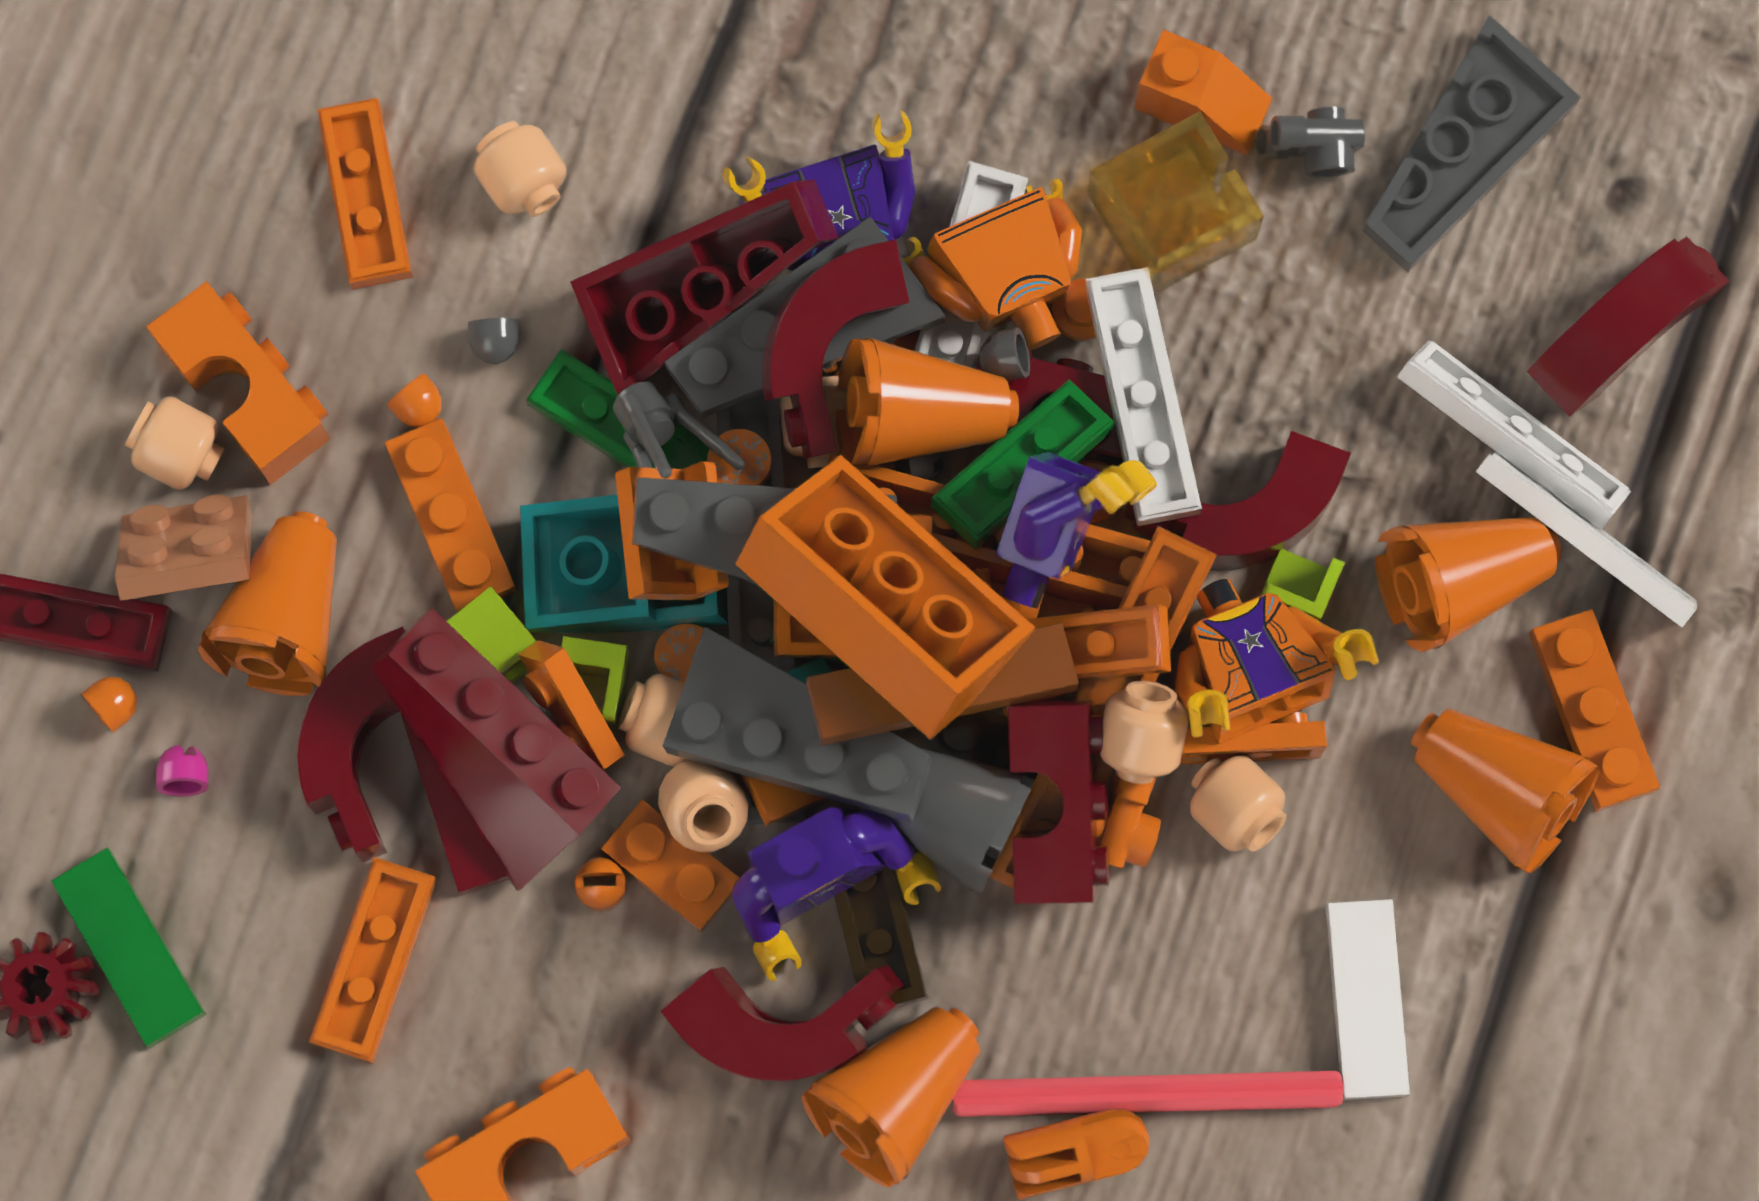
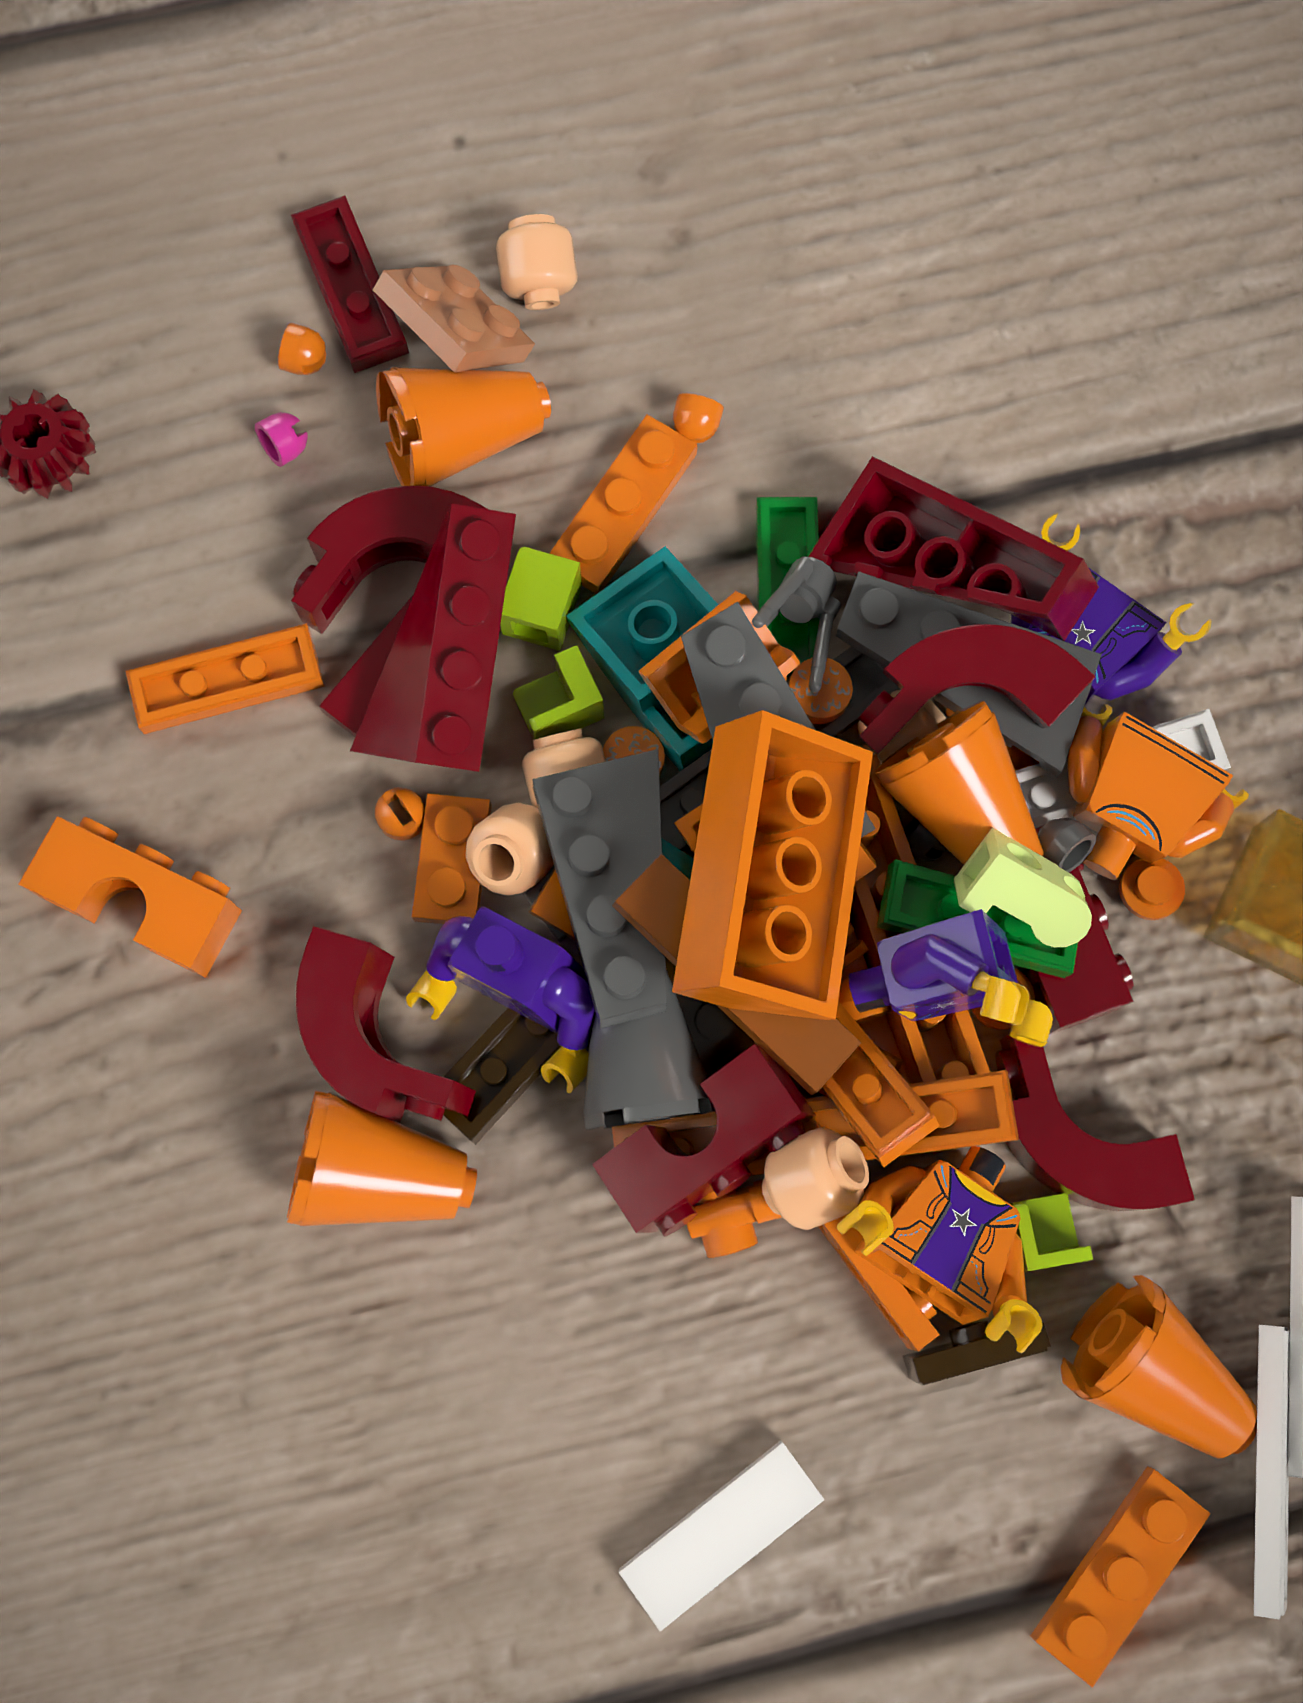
camera: 55 degrees right, 0 degrees up
(128, 948) = (118, 491): green tile -> none
(209, 339) = (605, 321): orange arch -> none
(365, 193) = (837, 274): orange tile -> none
(493, 338) = (789, 441): dark grey hinge -> none
(519, 169) = (939, 367): light nougat head -> none
(558, 686) = (530, 661): orange plate -> none
(1024, 412) = (1025, 886): none -> yellowish green leg
(1075, 1151) = (420, 1359): orange arm -> none
(1143, 392) = (1116, 982): white tile -> none
(1149, 1093) = (516, 1395): coral axle -> none
(1237, 803) = (816, 1303): light nougat head -> none
(1352, 706) = (968, 1353): none -> dark brown plate
(1505, 782) = (997, 1537): orange cone -> none

